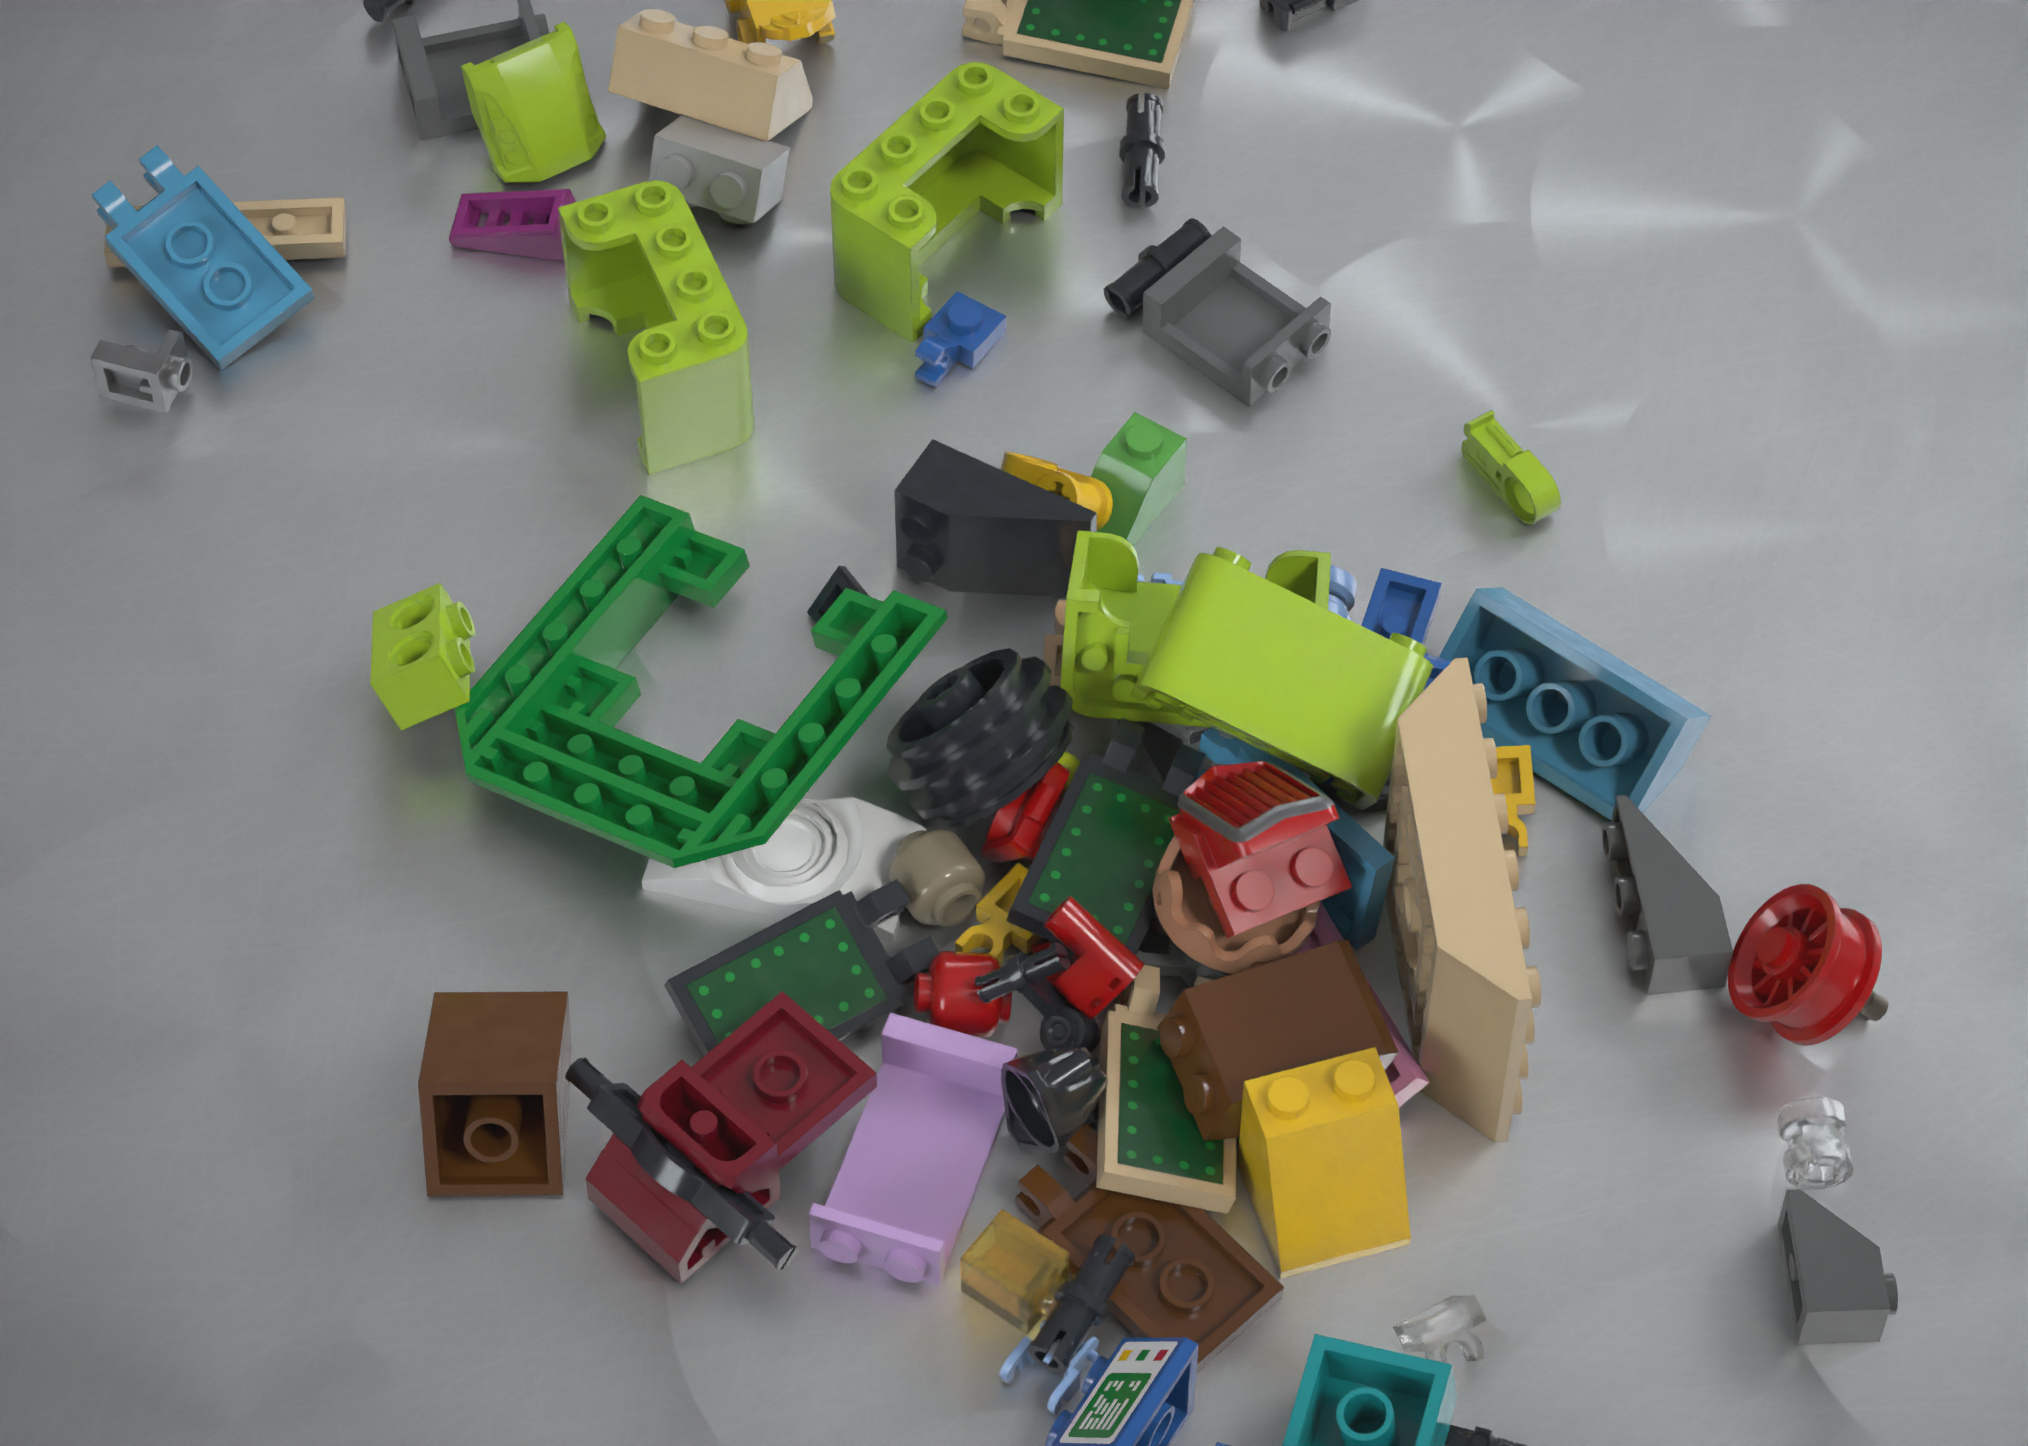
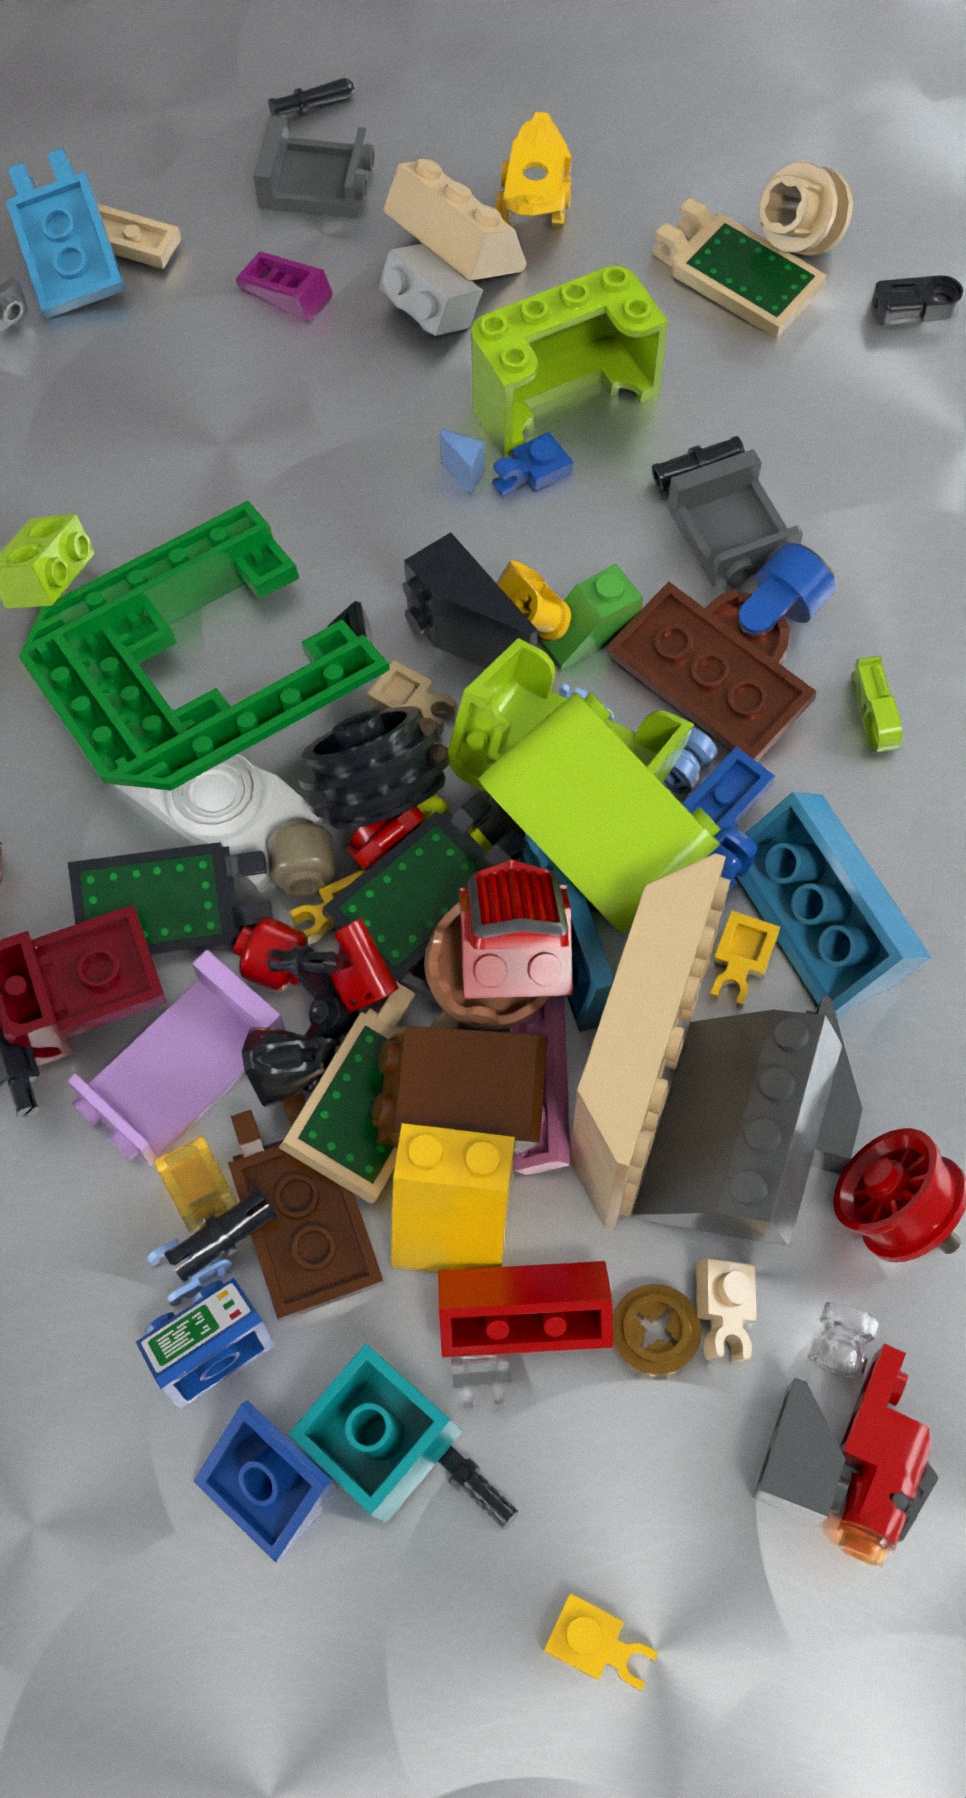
camera: 25 degrees right, 10 degrees up
(535, 108) = (330, 206): lime slope -> none
(649, 267) = (325, 425): lime windscreen -> none
(868, 358) = (462, 458): none -> medium blue slope
(953, 648) = (407, 687): none -> tan plate
(1142, 150) = (731, 375): black pin -> none
(1313, 465) = (728, 658): none -> copper plate
(1460, 1244) = (525, 1309): none -> red brick
(1609, 962) = (741, 1125): none -> dark grey slope
(1636, 1207) = (682, 1327): none -> pearl gold gear
(1673, 1155) = (729, 1300): none -> tan plate
(1919, 1242) = (891, 1463): none -> red plate

